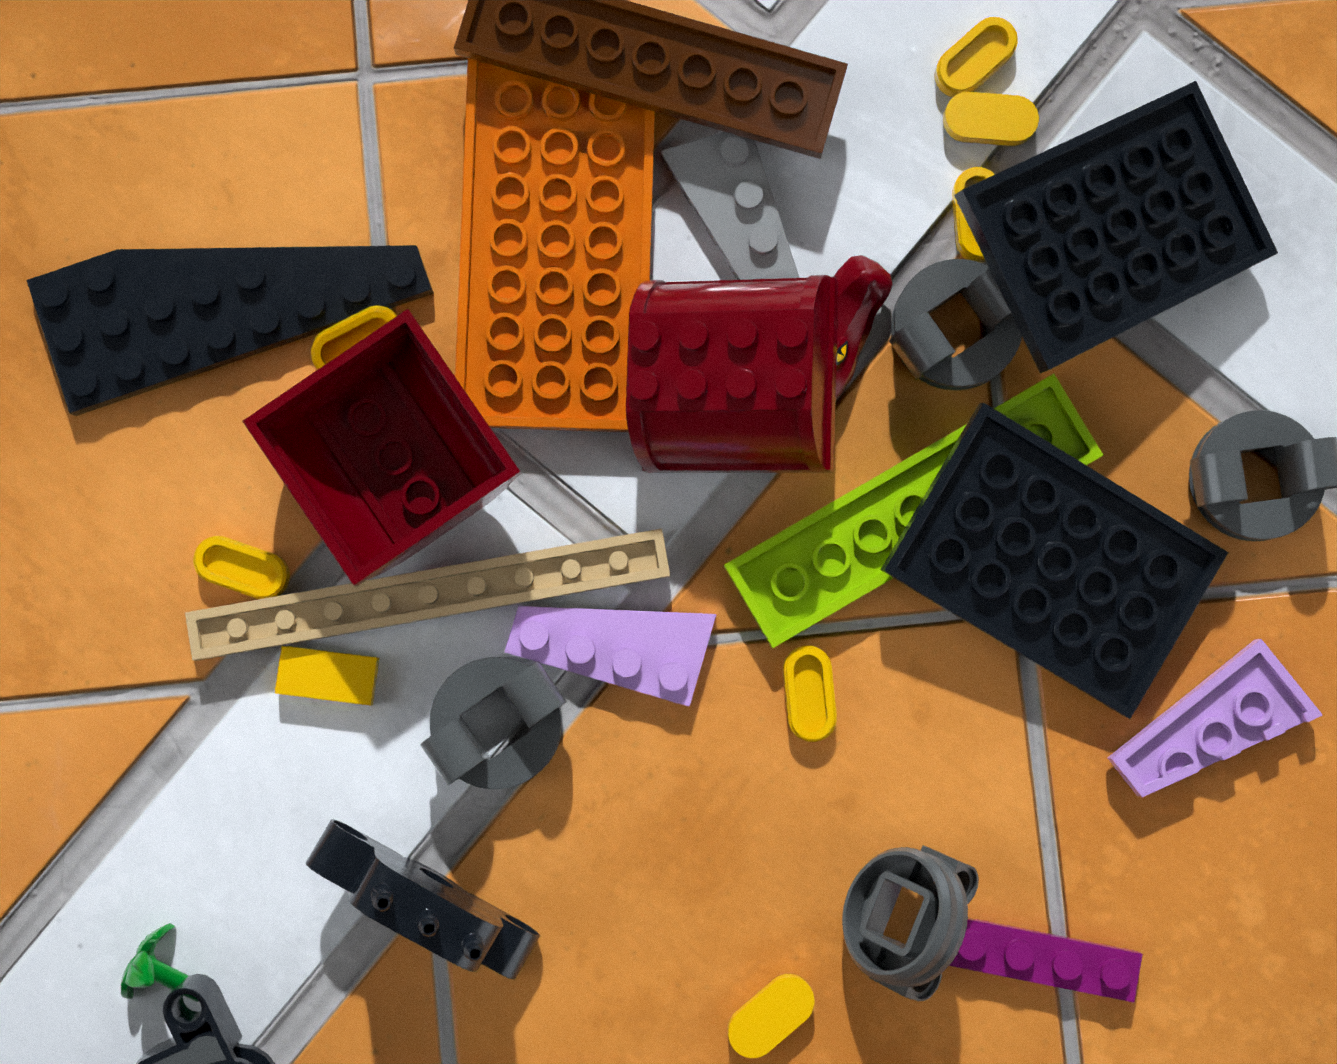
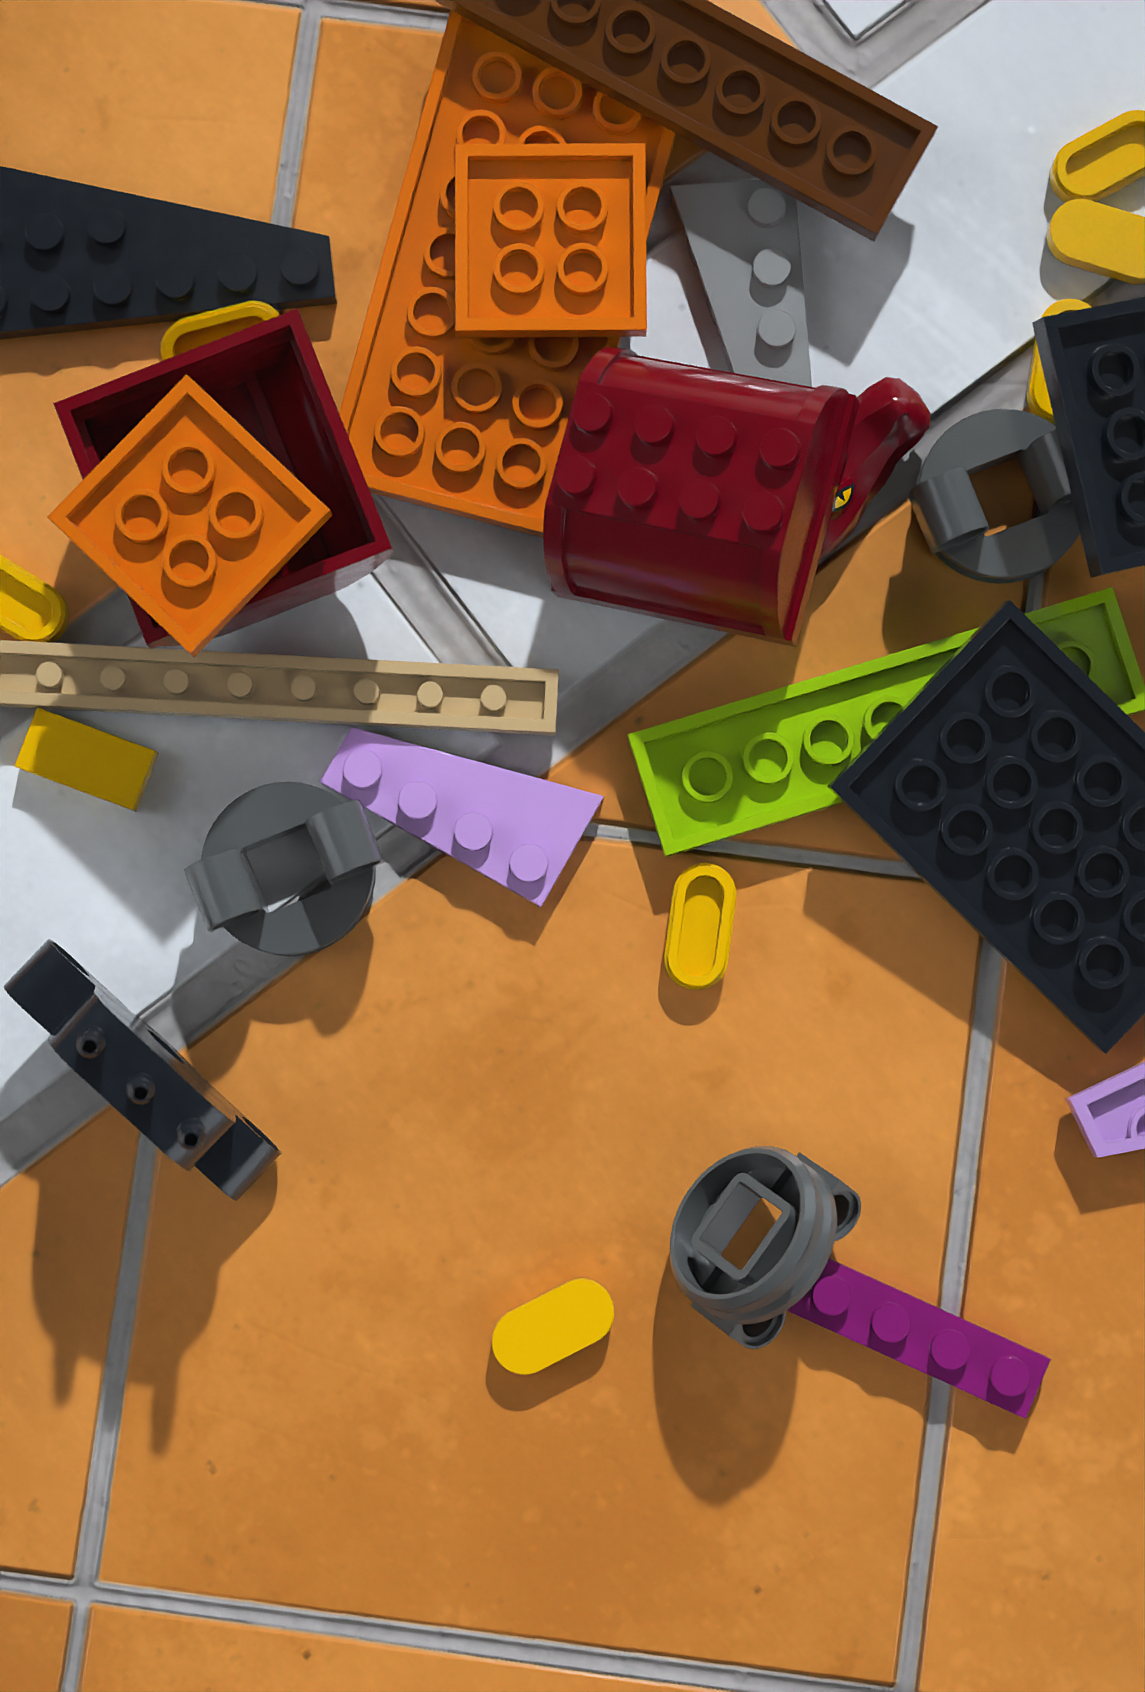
camera: 15 degrees right, 0 degrees up
(364, 483) = (190, 515): none -> orange plate
(582, 212) = (550, 240): none -> orange plate

